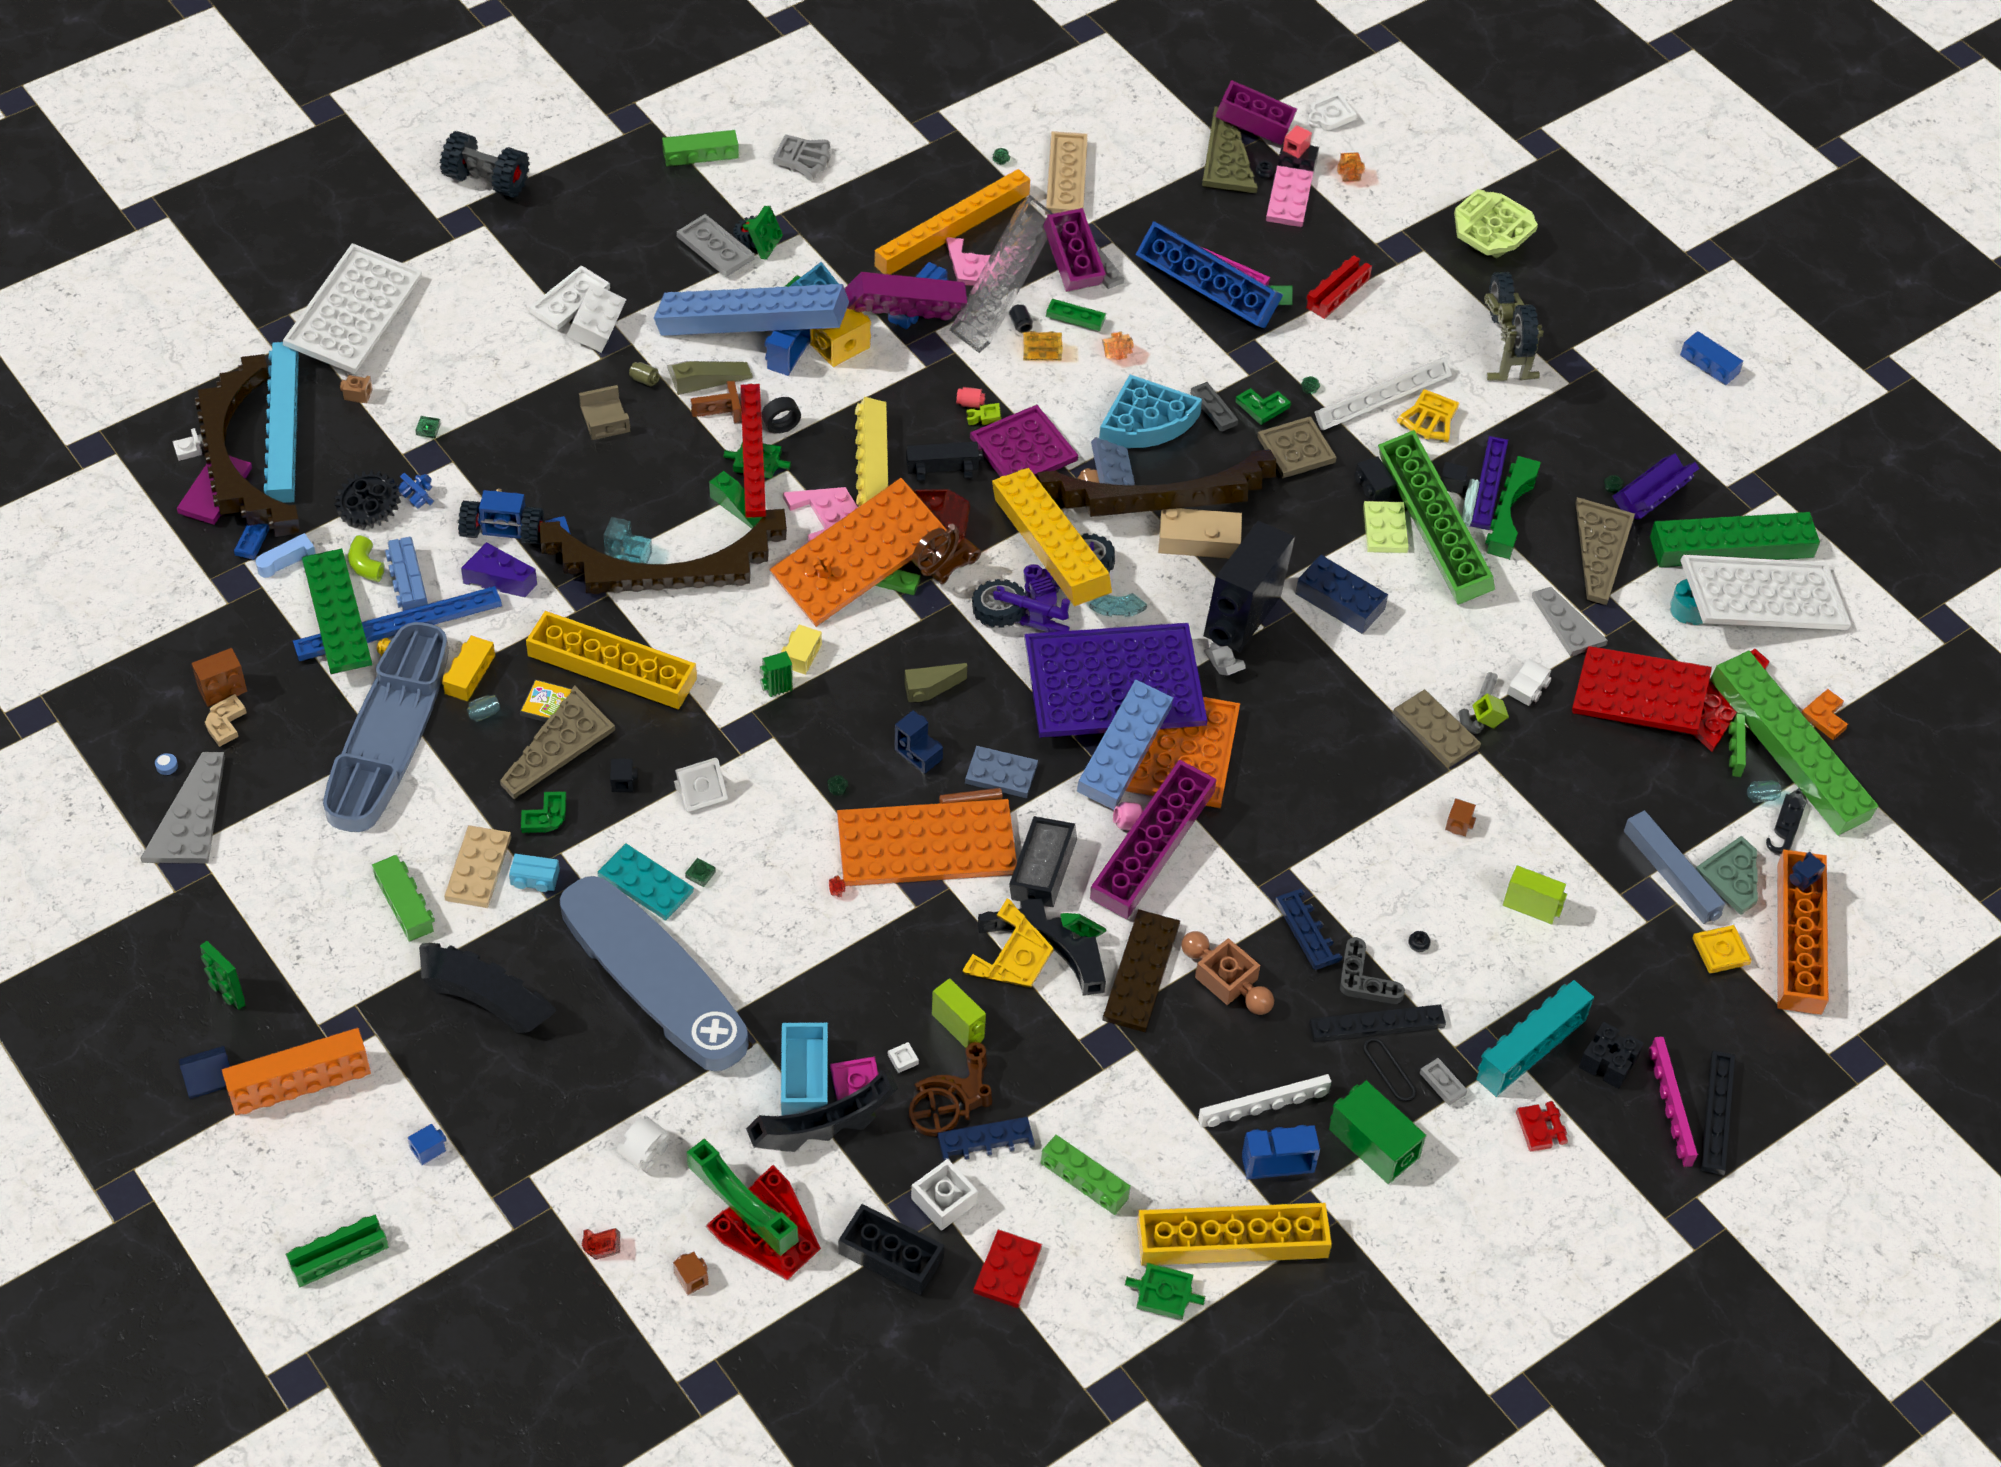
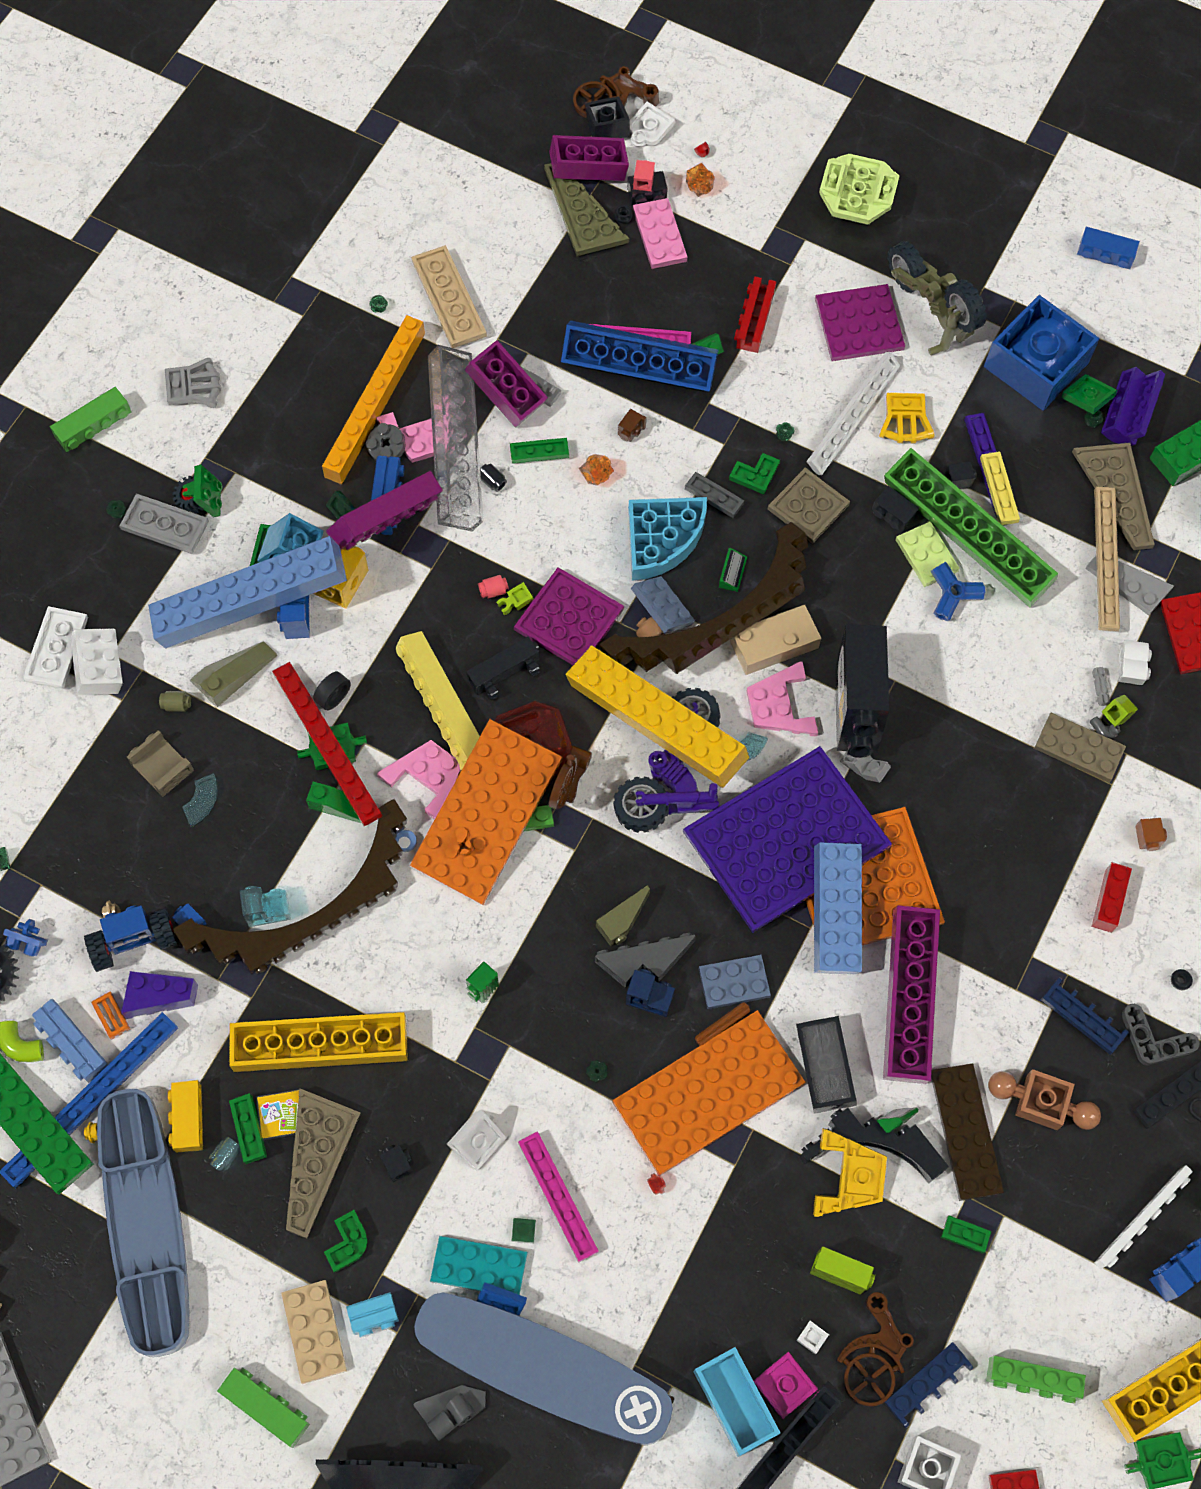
camera: 25 degrees left, 15 degrees up
(451, 586) = (119, 1030): none -> orange tile
(514, 697) = (248, 1128): none -> green plate
(557, 970) = (451, 1408): none -> dark grey panel
(624, 454) = (203, 799): none -> clear light blue tile
(650, 905) = (501, 1299): none -> blue plate
(681, 220) = (116, 513): none -> clear green plate
(718, 404) = (264, 702): dark orange bracket -> none
(745, 859) = (558, 1197): none -> dark pink plate
(777, 552) = (406, 840): none -> medium blue tile
(803, 647) = (487, 940): light yellow brick -> none
(943, 722) = (654, 957): none -> dark grey slope
(944, 249) = (382, 433): none -> dark grey plate
(1042, 346) = (528, 499): clear yellow brick -> none
(1091, 1043) = (966, 1234): none -> green plate
(1126, 815) = (873, 976): bright pink head -> none
(1167, 582) = (771, 703): none -> bright pink wing
(1170, 326) = (631, 425): none -> reddish brown brick
(1195, 467) = (732, 570): none -> slope
(1294, 90) = (607, 118): none -> black slope
(1324, 73) = (622, 85): none -> reddish brown piece
(1341, 594) = (931, 646): dark blue brick -> none
(1369, 147) = (702, 150): none -> red hinge
(1389, 550) = (949, 601): none -> blue piece
(1390, 849) = (1111, 897): none -> red brick
(1434, 329) = (859, 322): none -> magenta plate
(1470, 500) = (984, 493): light aqua axle -> none
(1484, 499) = (999, 488): none -> light yellow plate
(1504, 534) = (1033, 518): green arch -> none
(1553, 592) = (1107, 559): none -> tan tile
(1589, 409) = (1041, 352): none -> blue piece
(1618, 461) = (1089, 394): none -> green plate

